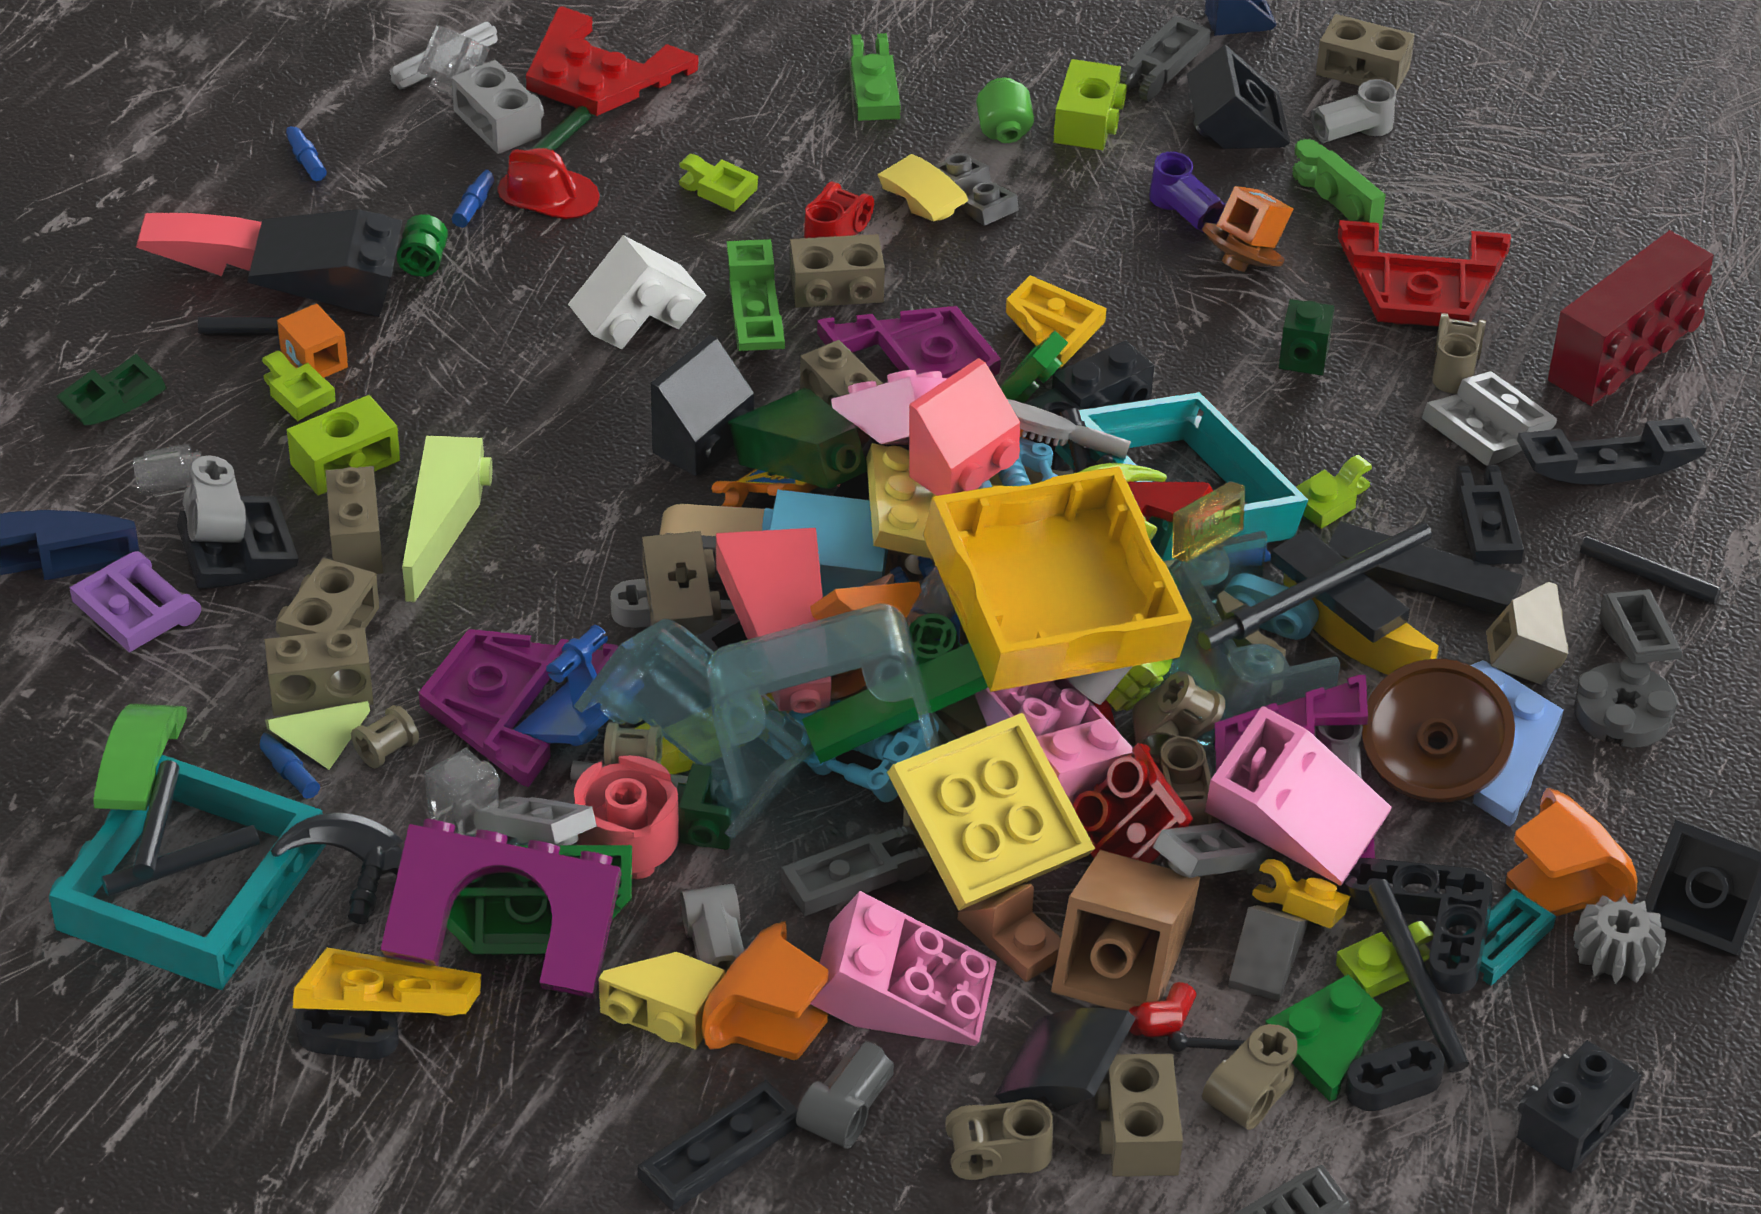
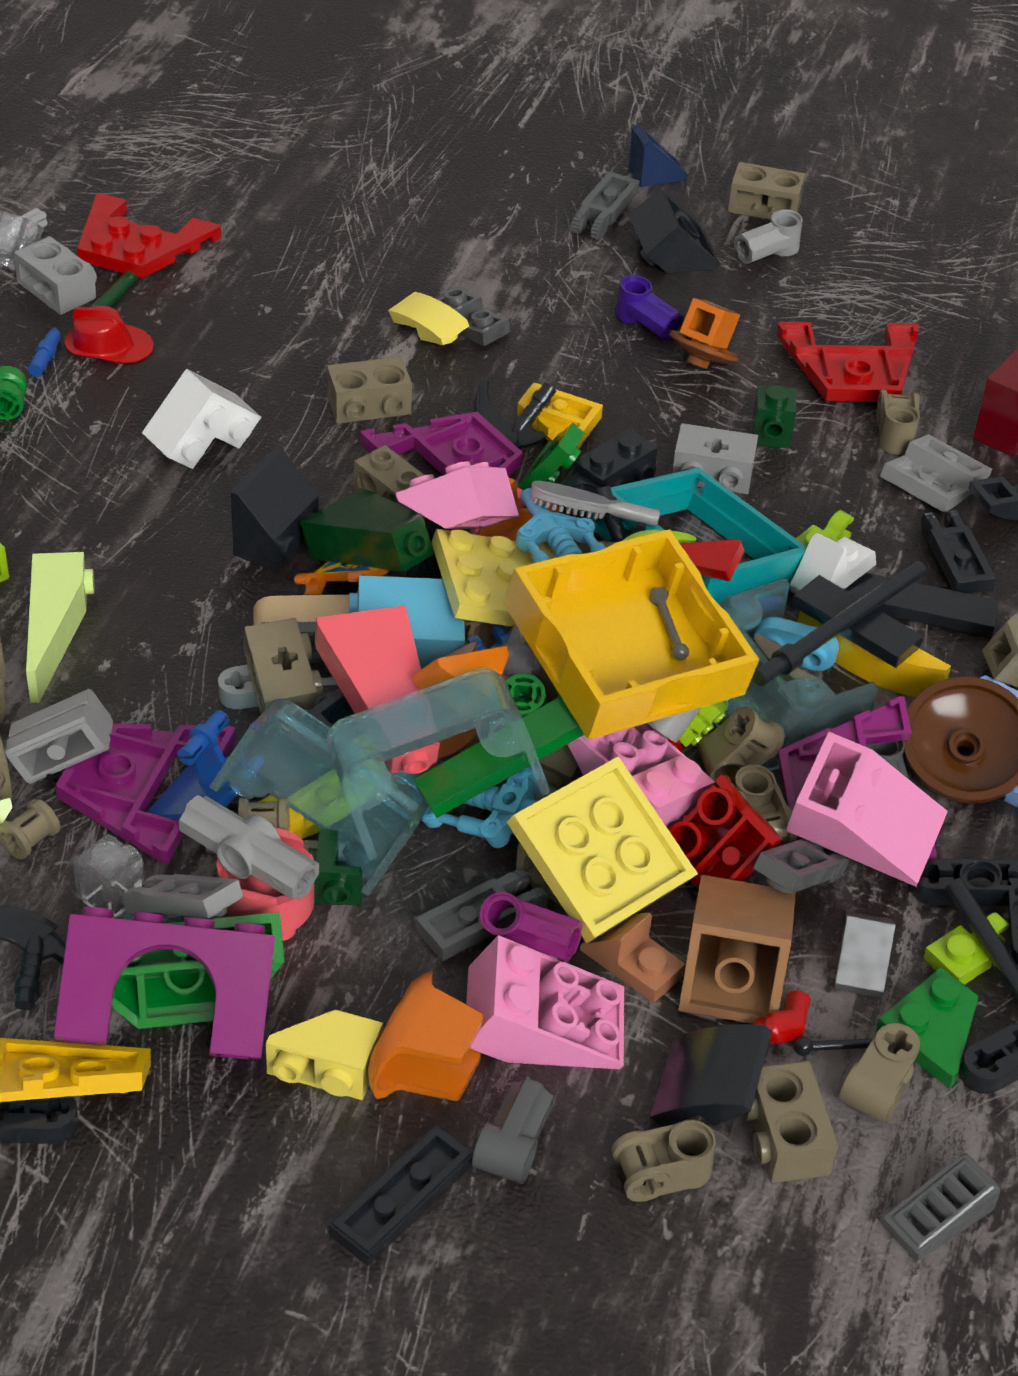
camera: 10 degrees left, 0 degrees up
(428, 640) = (59, 736): none -> light grey brick
(608, 774) = (249, 847): none -> light grey piece
(714, 923) = (361, 976): light grey piece -> none
(720, 184) = (257, 325): lime plate -> none
(754, 295) = (301, 416): bright green slope -> none
(837, 213) = (361, 342): red piece -> none
(874, 80) = (371, 236): bright green hinge -> none
(900, 885) = (533, 927): none -> magenta piece
(962, 432) = (521, 512): coral slope -> none
(1002, 333) = (519, 431): none -> black piece
(1005, 110) = (485, 251): bright green head -> none
(1089, 105) = (553, 244): lime brick -> none
(1099, 541) = (659, 597): none -> dark grey hinge
(1208, 521) = (742, 573): clear yellow tile -> none
(1230, 378) = (719, 453): none -> light grey brick
(1308, 899) = (891, 901): yellow plate -> none
(1333, 517) = (836, 561): none -> white slope
(1338, 182) = (769, 292): bright green hinge -> none

